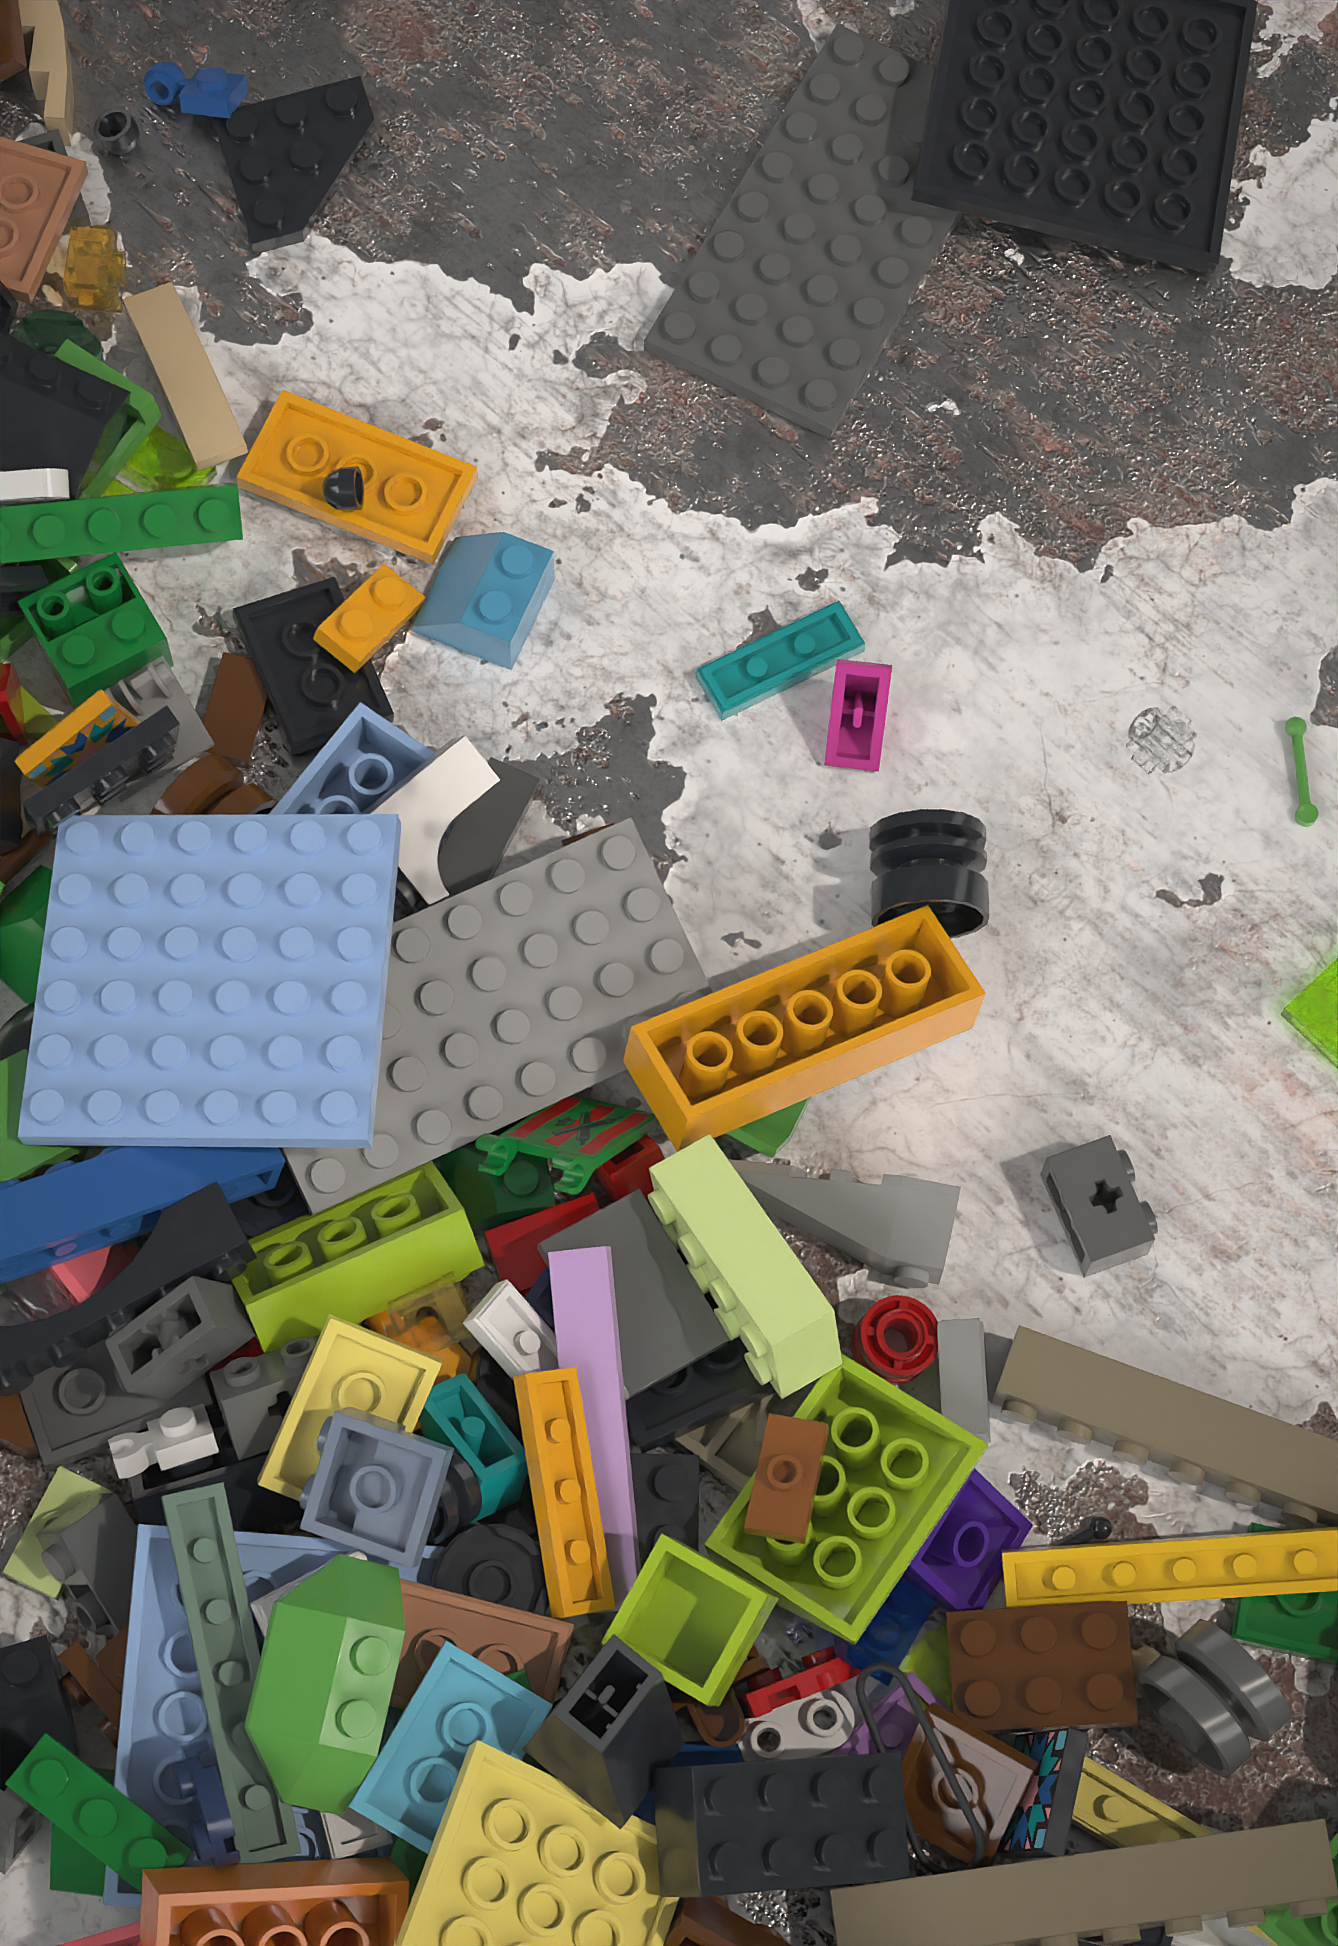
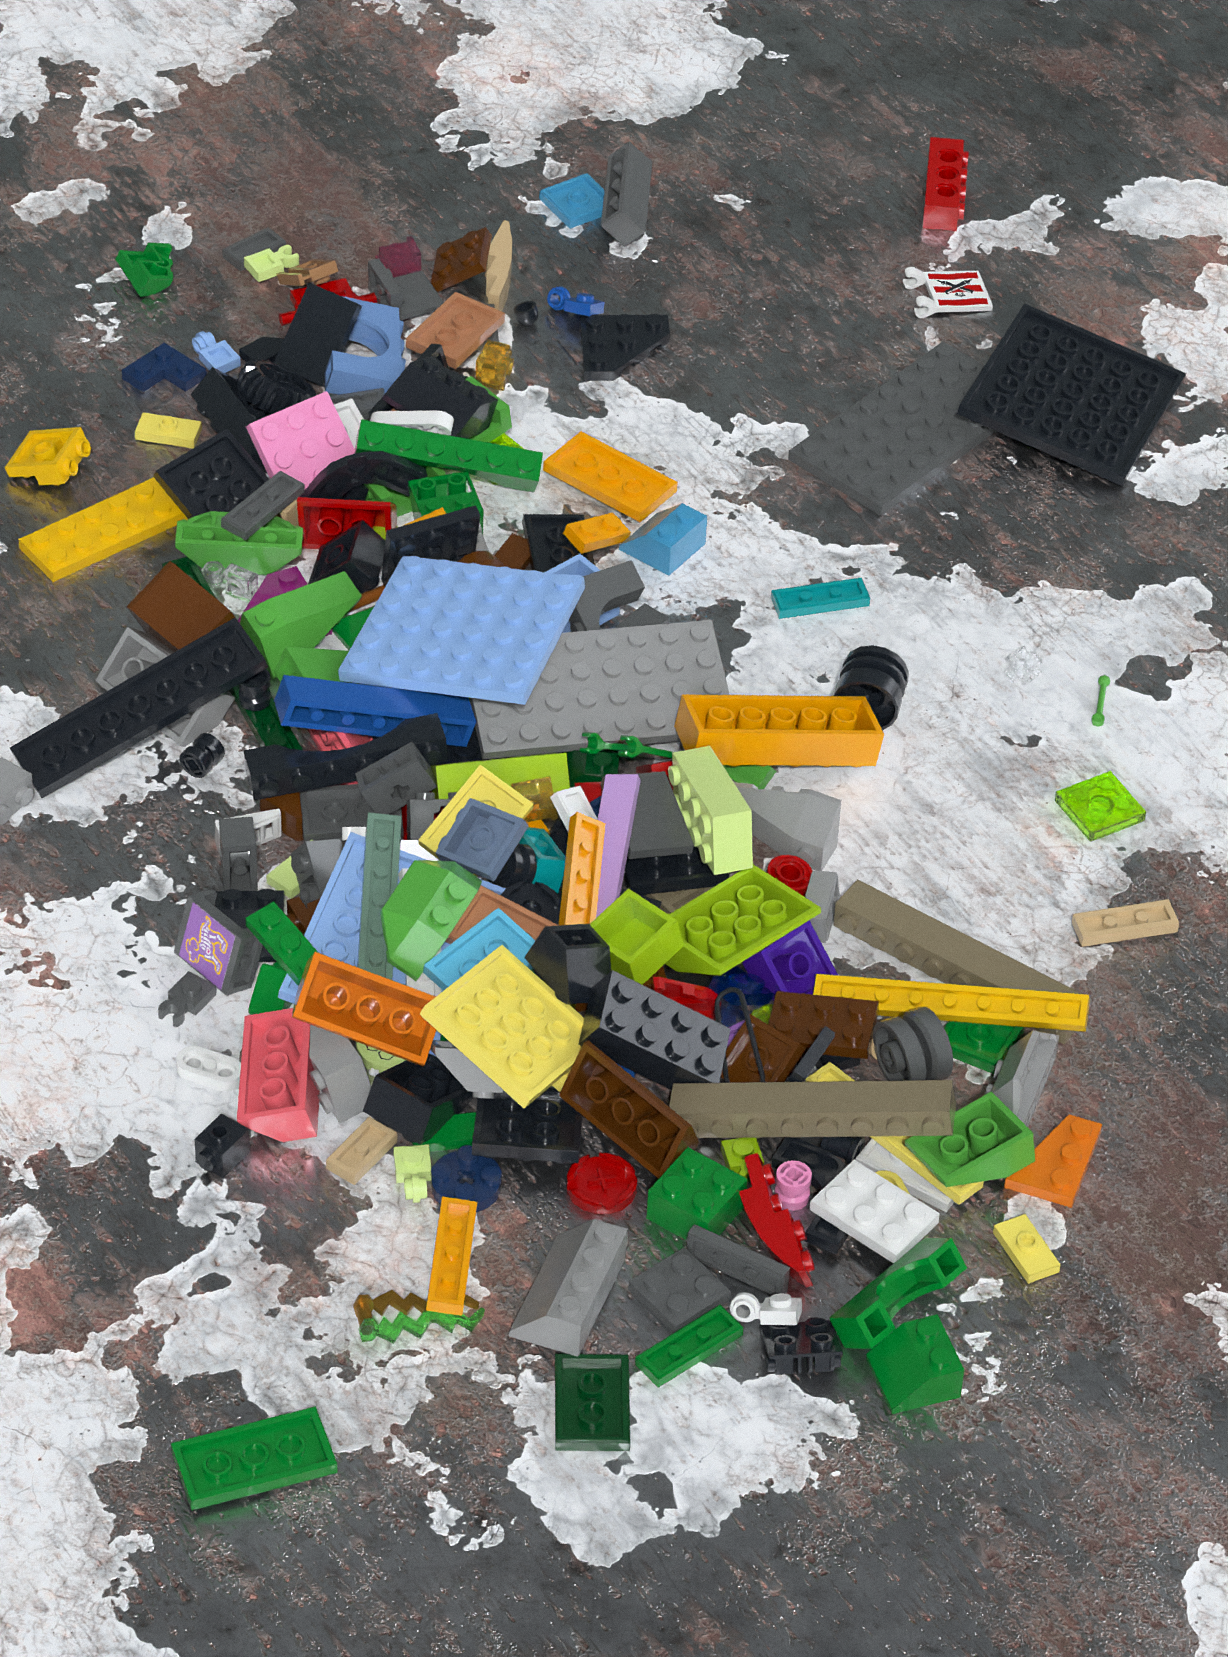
camera: 15 degrees right, 25 degrees down
(185, 376) = (529, 415): tan slope -> none
(210, 1804) = (349, 936): dark blue plate -> none
(344, 489) = (601, 472): black hinge -> none
(786, 1478) = (705, 902): dark orange plate -> none
(857, 715) = (855, 619): dark pink slope -> none
(1098, 1237) = (921, 849): dark grey brick -> none

